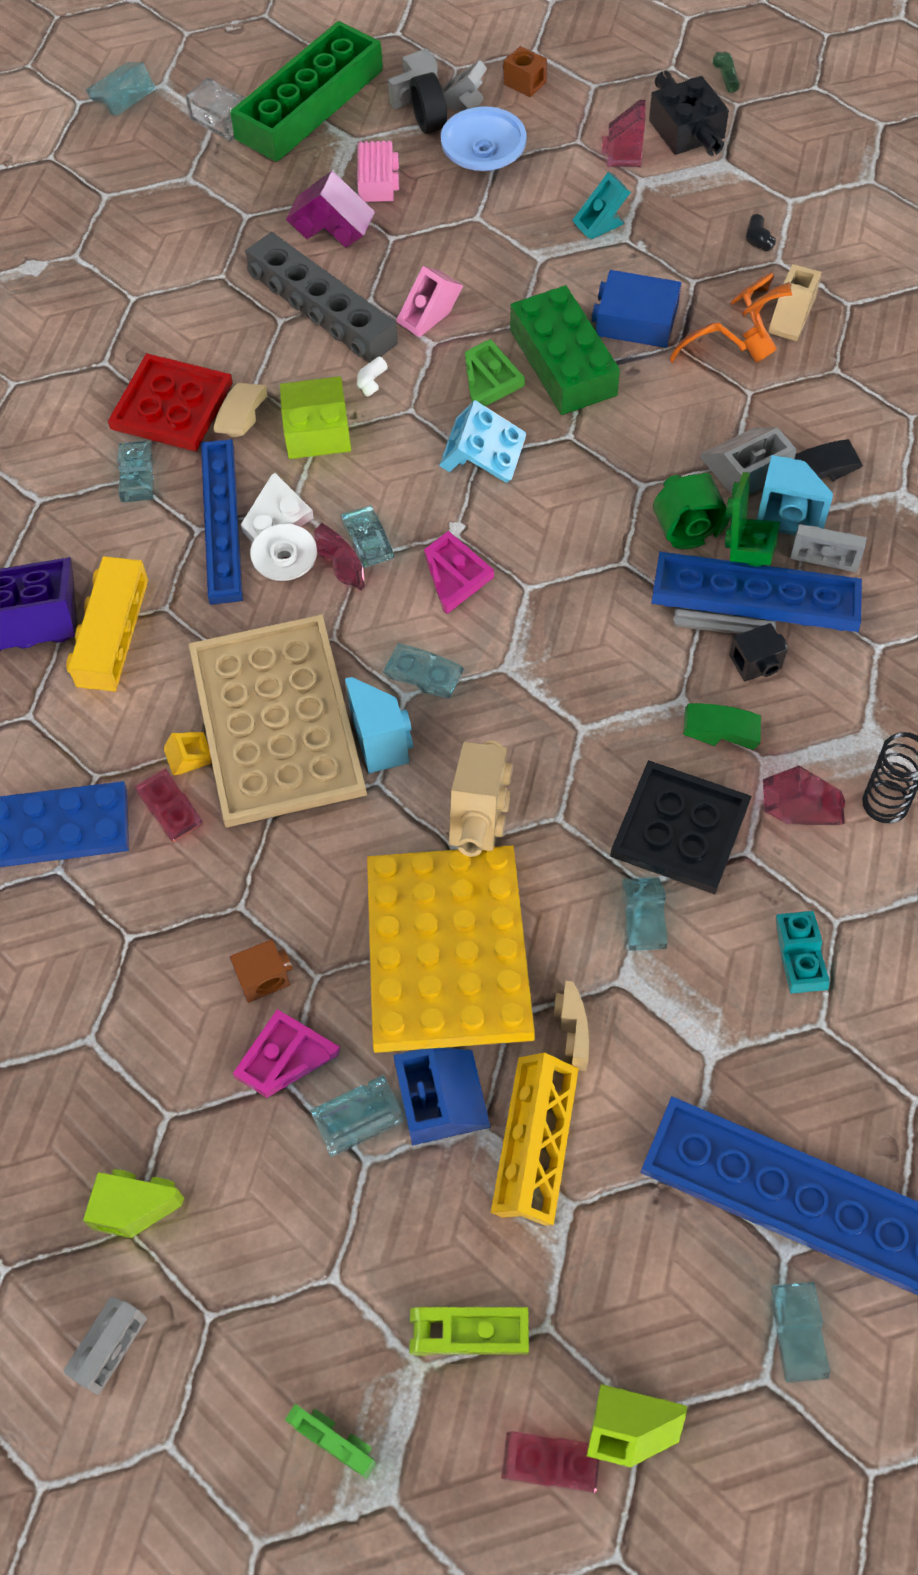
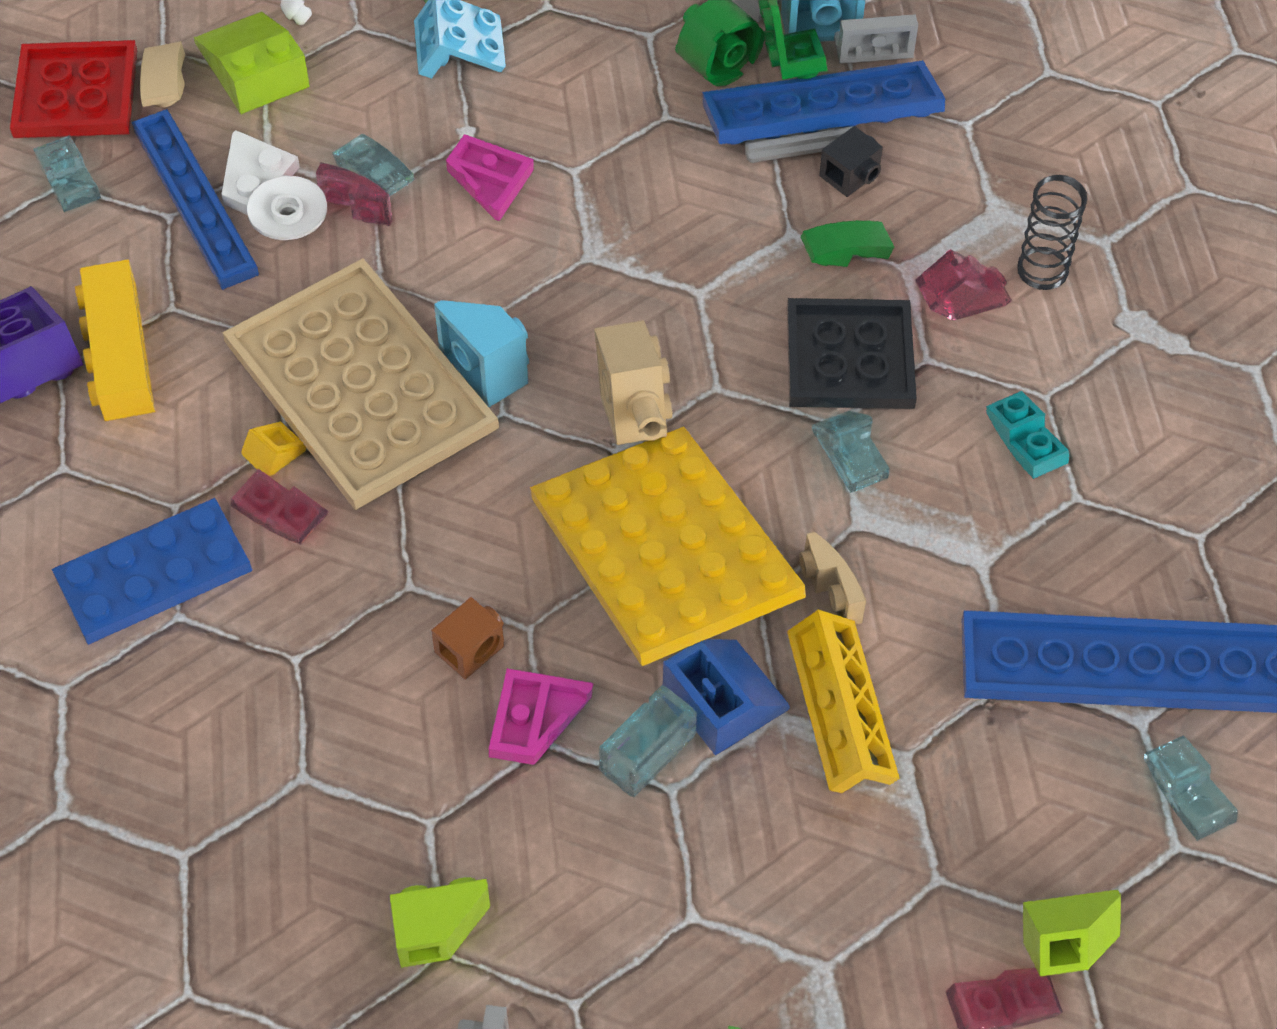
camera: 25 degrees left, 5 degrees down
(424, 669) = (507, 281): clear light blue slope -> none
(470, 1331) = (863, 908): lime plate -> none

